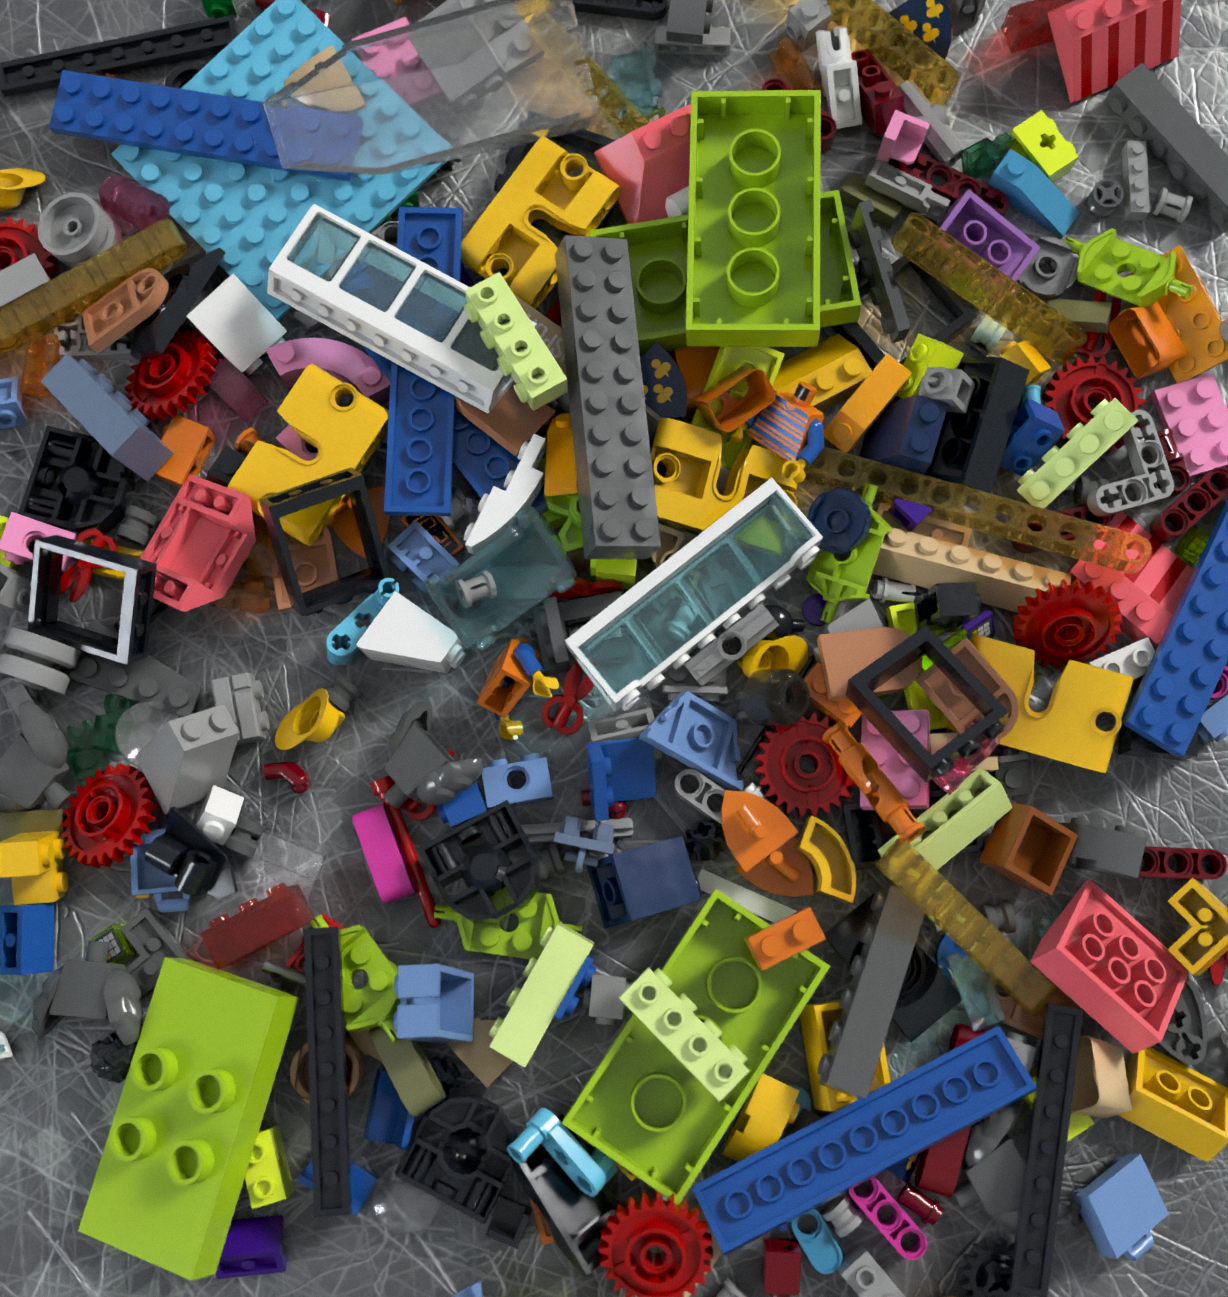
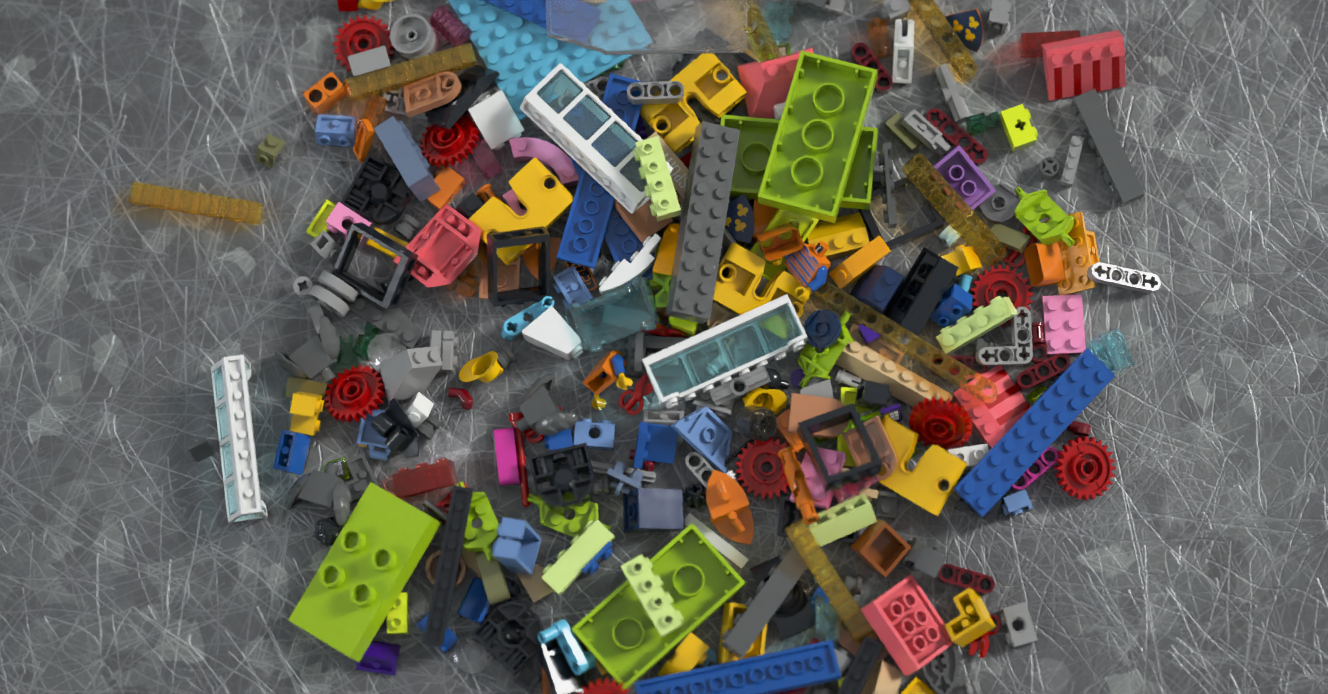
camera: 20 degrees right, 0 degrees up
(33, 405) = (363, 140): none -> orange tile
(81, 571) = (368, 246): red piece -> none
(467, 228) = (663, 86): none -> light grey beam
(476, 589) = (603, 315): light grey bush -> none
(604, 999) = (612, 571): light grey brick -> none
(784, 938) = (722, 558): orange brick -> none
(830, 859) = (764, 525): yellow brick -> none
(877, 92) = (924, 64): dark red slope -> none
(902, 138) = (929, 103): bright pink panel -> none
(924, 354) = (904, 251): neon yellow brick -> none
(948, 386) = (907, 266): light grey brick -> none
(1033, 193) = (1004, 155): dark azure slope -> none
(1179, 213) = (1088, 183): light grey bush -> none

